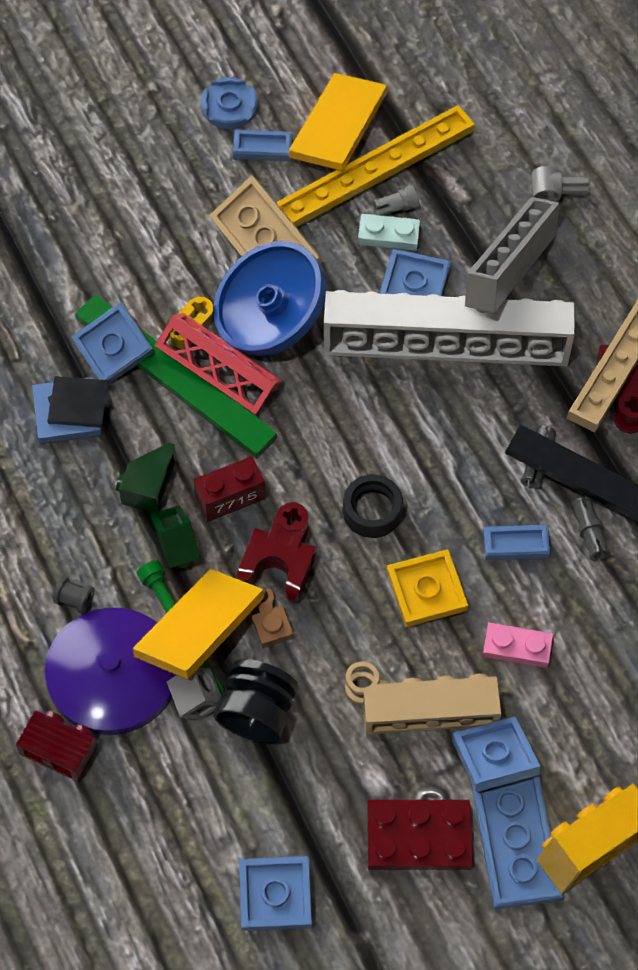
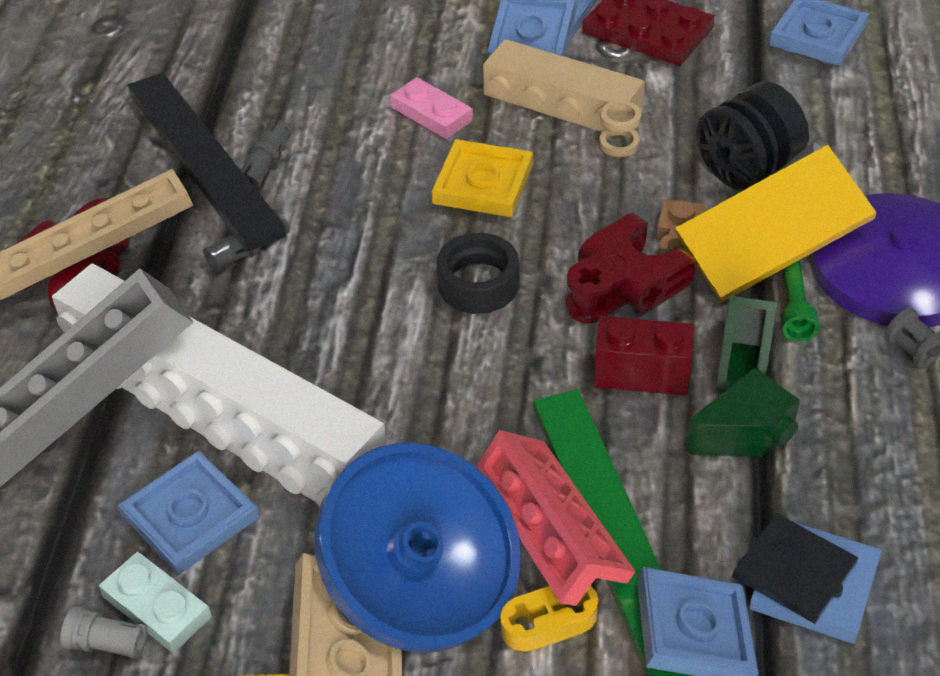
camera: 145 degrees left, 15 degrees down
(516, 542) = (349, 184): medium blue tile -> none

